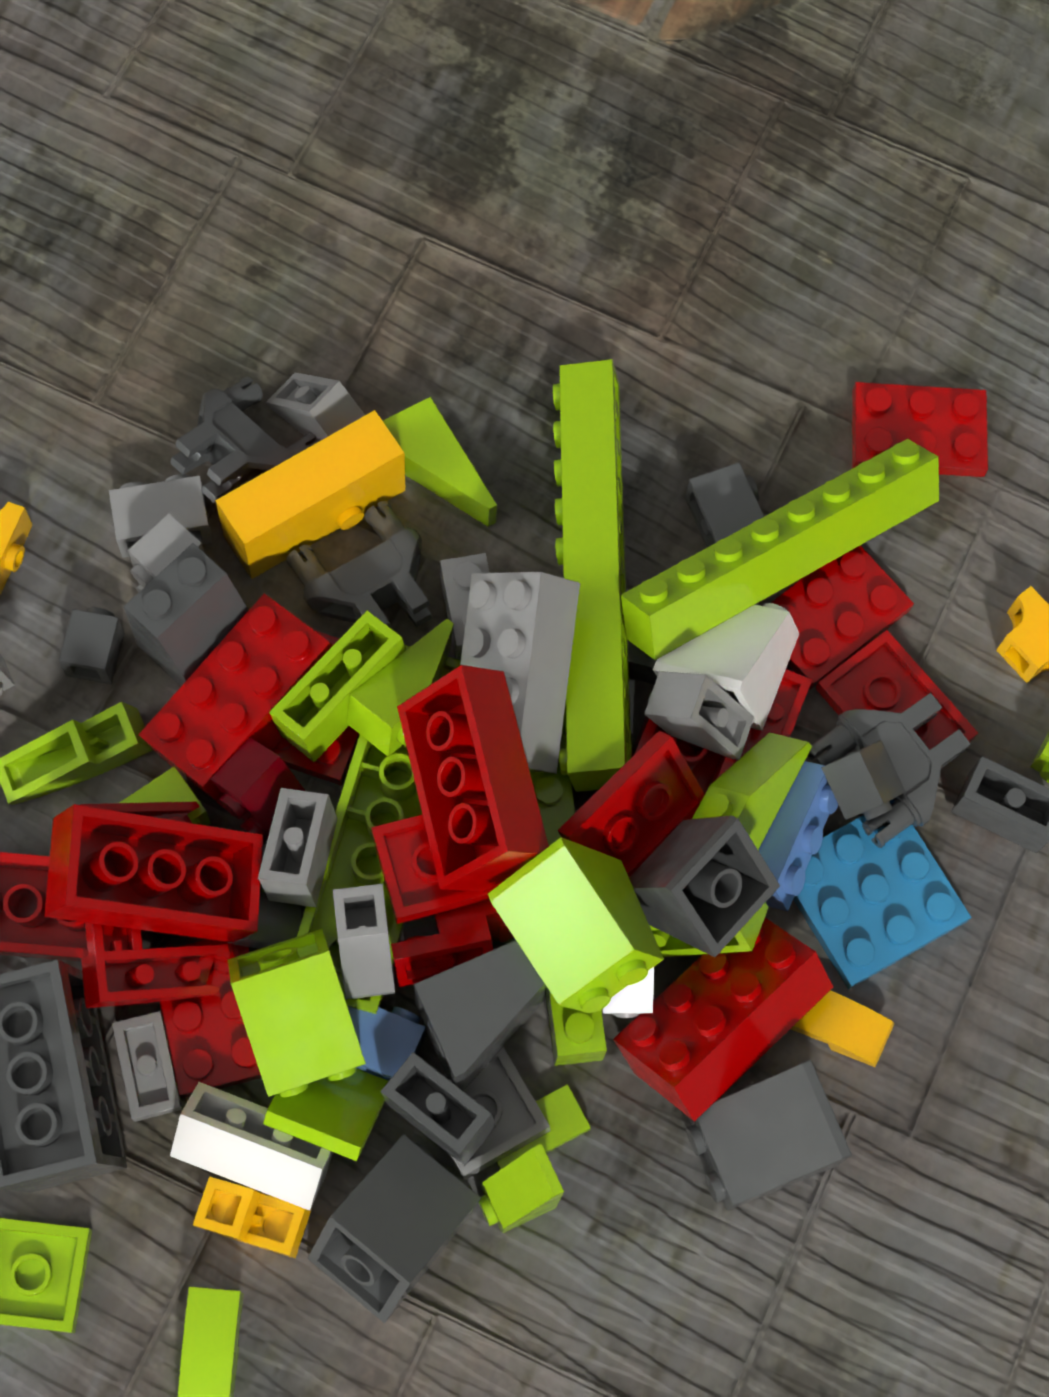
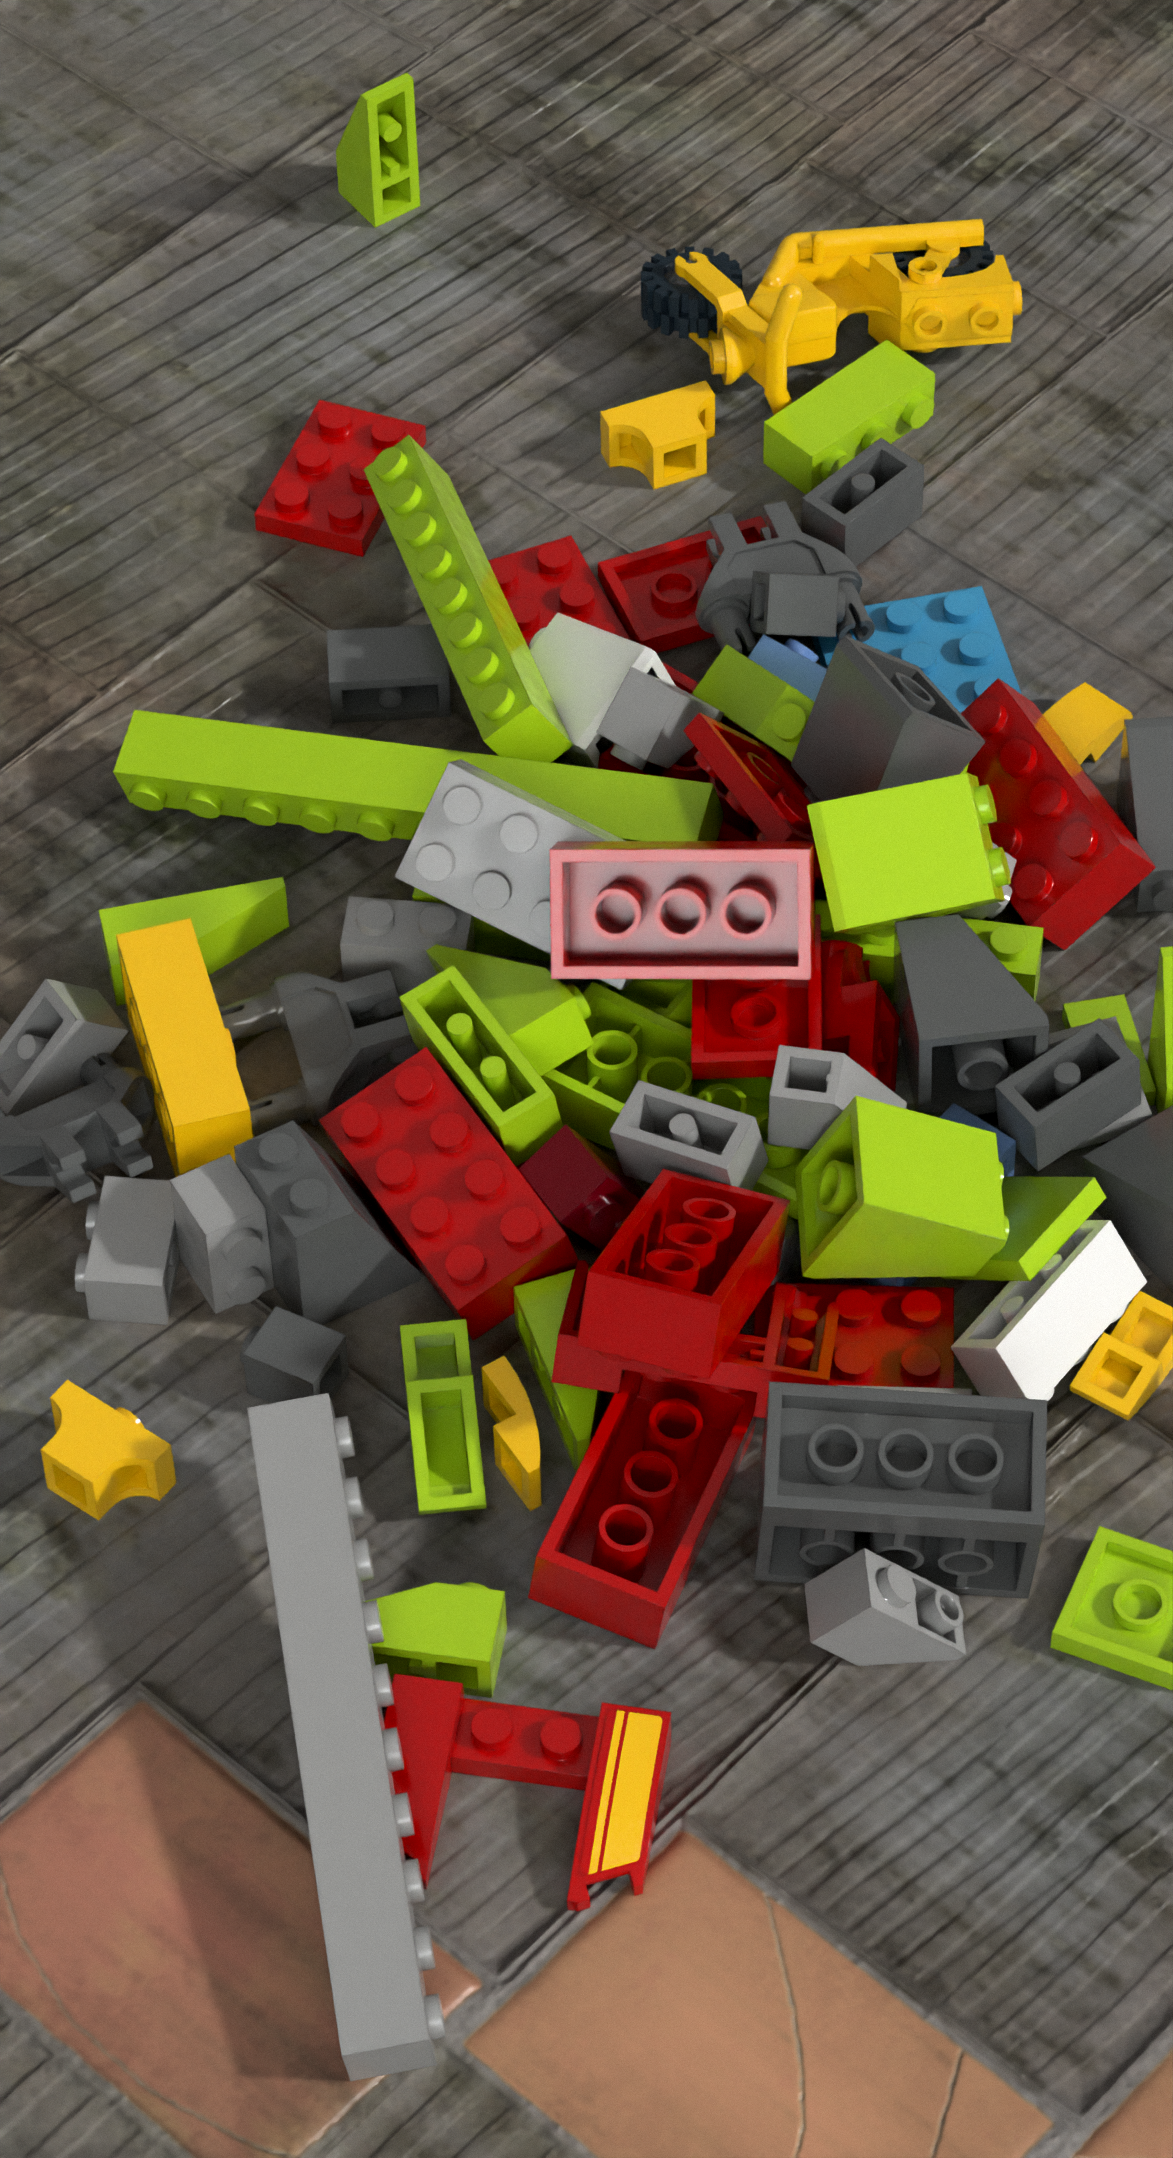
camera: 65 degrees left, 20 degrees down
(96, 789) = (516, 1431): none -> yellow slope

